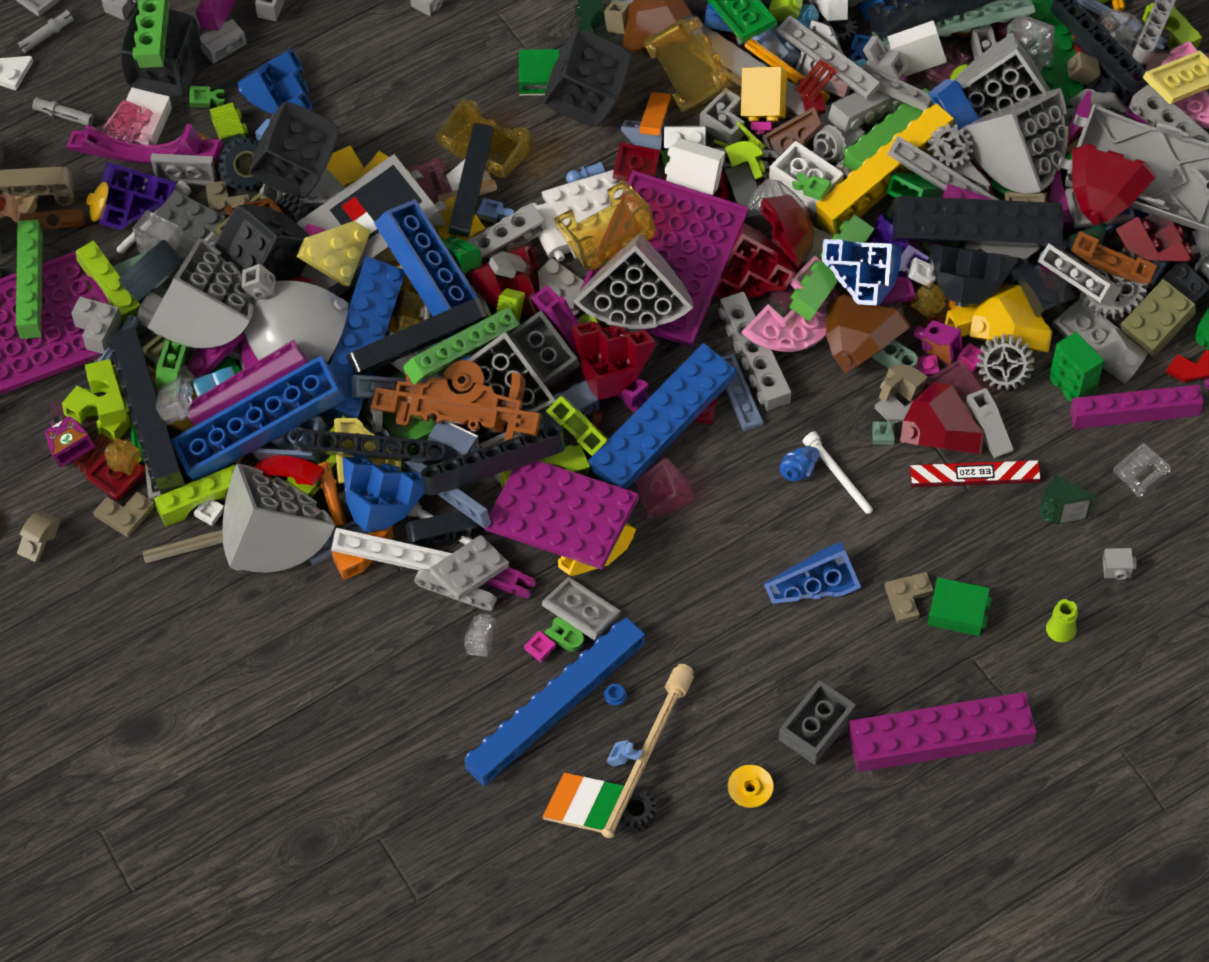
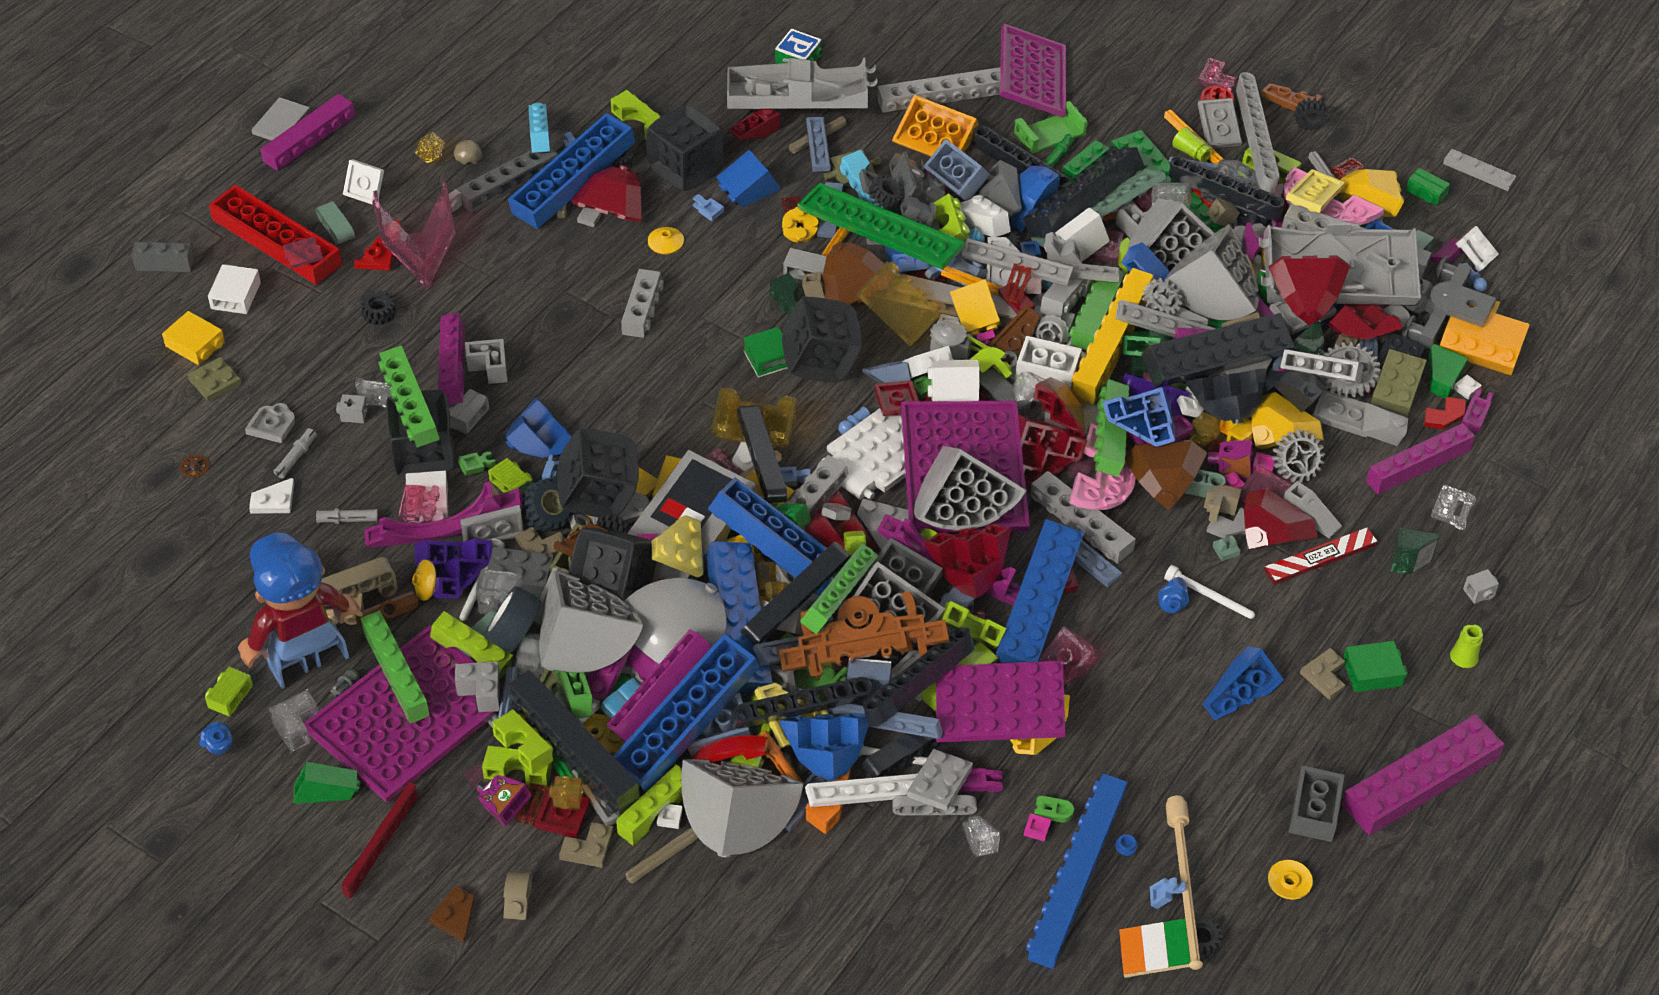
camera: 25 degrees left, 10 degrees down
(174, 401) = (600, 722): clear brick -> none
(258, 281) = (632, 589): light grey brick -> none
(581, 608) = (1055, 781): light grey tile -> none
(609, 230) = (910, 453): clear yellow windscreen -> none
(655, 113) = (891, 352): orange tile -> none
(715, 113) = (948, 333): none -> light grey piece
(813, 187) = (1066, 365): bright green plate -> none
(1076, 367) = (1360, 441): green brick -> none
(1112, 261) = (1342, 348): dark orange slope -> none

